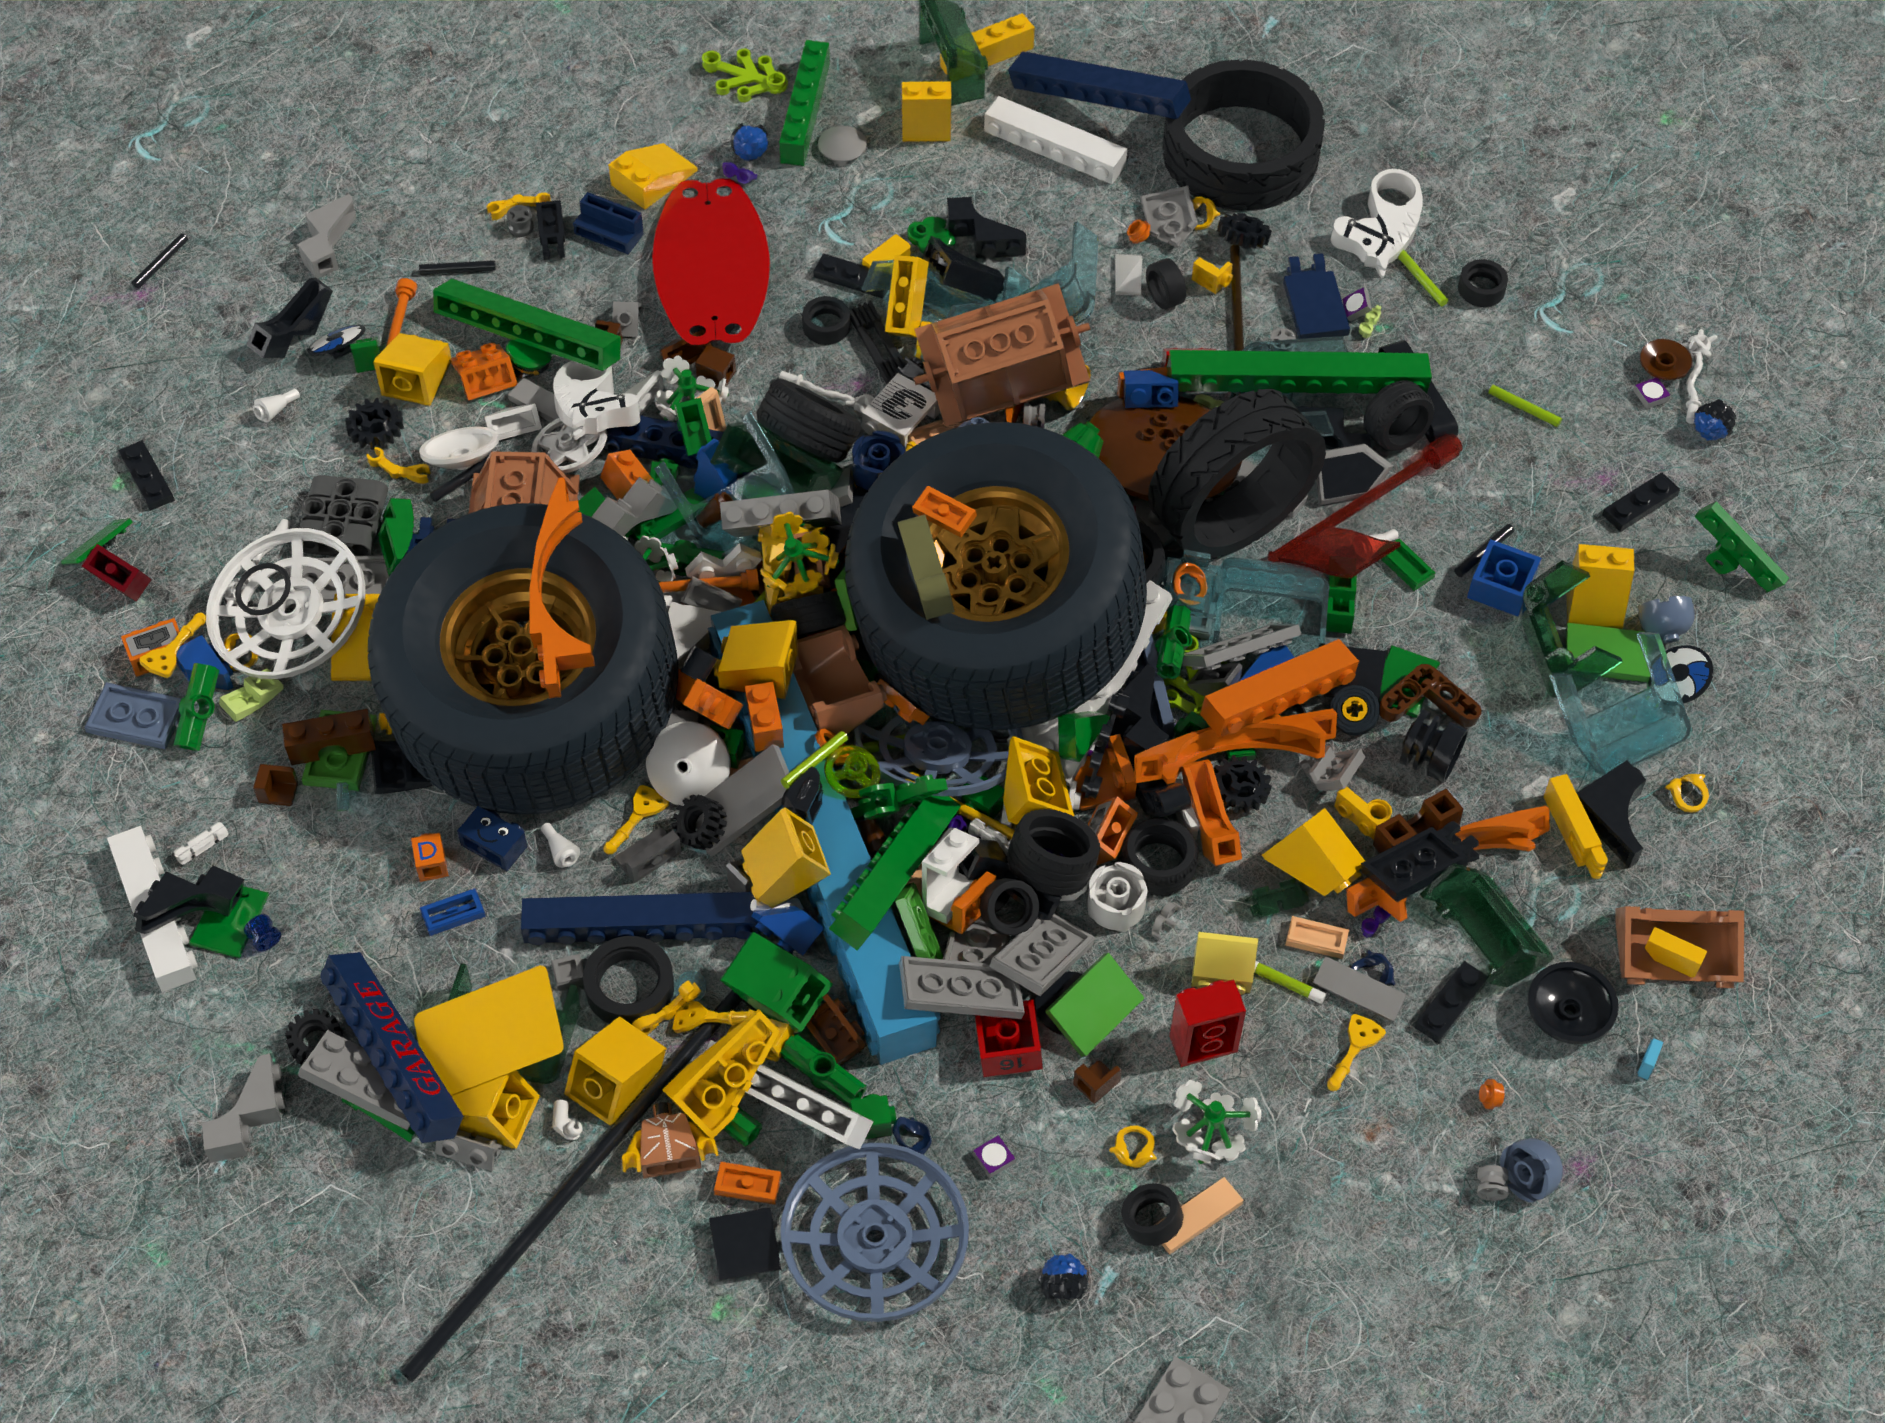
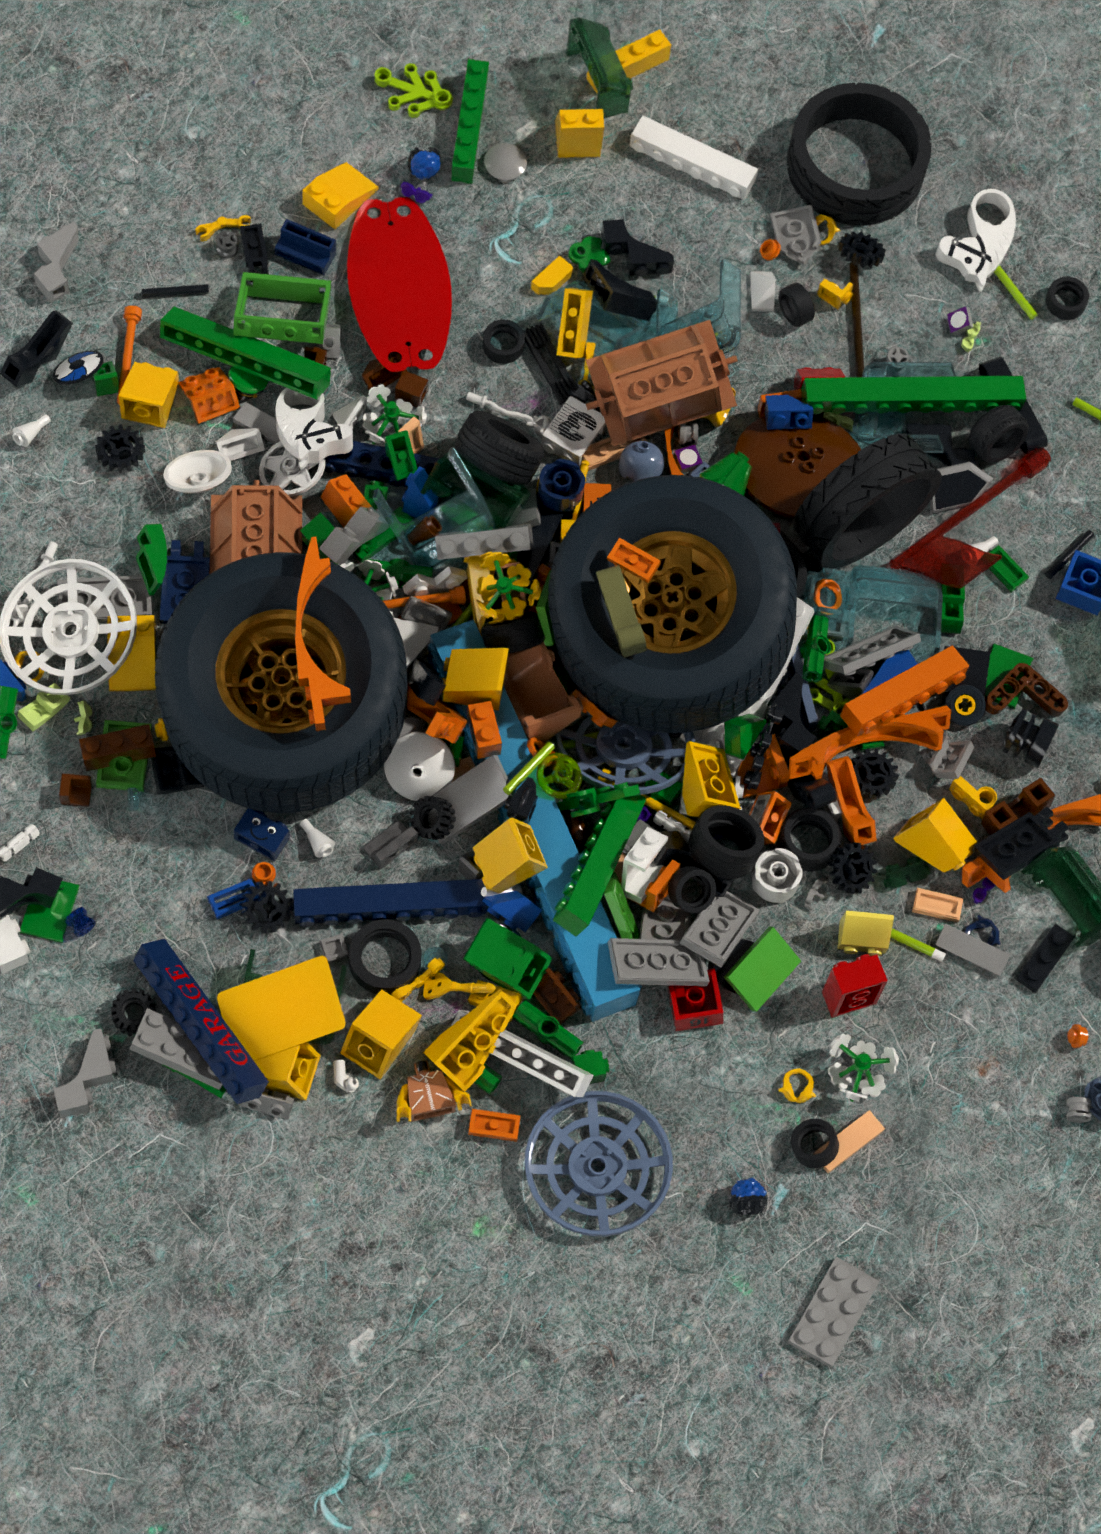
camera: 10 degrees left, 10 degrees up
(272, 608) = (58, 632): black tyre -> none
(299, 700) = (84, 722): none -> yellowish green piece
(345, 510) = (120, 526): dark grey connector -> none
(411, 472) = (142, 493): yellow piece -> none
(429, 857) = (211, 851): orange brick -> none
(457, 481) = (199, 500): black bar -> none
(491, 883) = (263, 872): none -> orange plate
(501, 921) = (266, 897): none -> black gear
(565, 1193) = (351, 1133): black piece -> none
(574, 264) = (286, 289): none -> bright green window
(639, 812) = (380, 807): yellow piece -> none
(745, 1243) = (495, 1175): black slope -> none
(844, 274) = (518, 293): black plate -> none
(914, 1127) = (625, 1075): dark blue piece -> none
(994, 1156) = (687, 1097): tile -> none
(1096, 1080) = (765, 1031): reddish brown panel -> none
(1100, 84) = (732, 107): dark blue brick -> none
(1211, 889) = (854, 867): none -> black gear
(1315, 300) = (923, 316): dark blue tile -> none
(1357, 1044) = (970, 996): yellow piece -> none

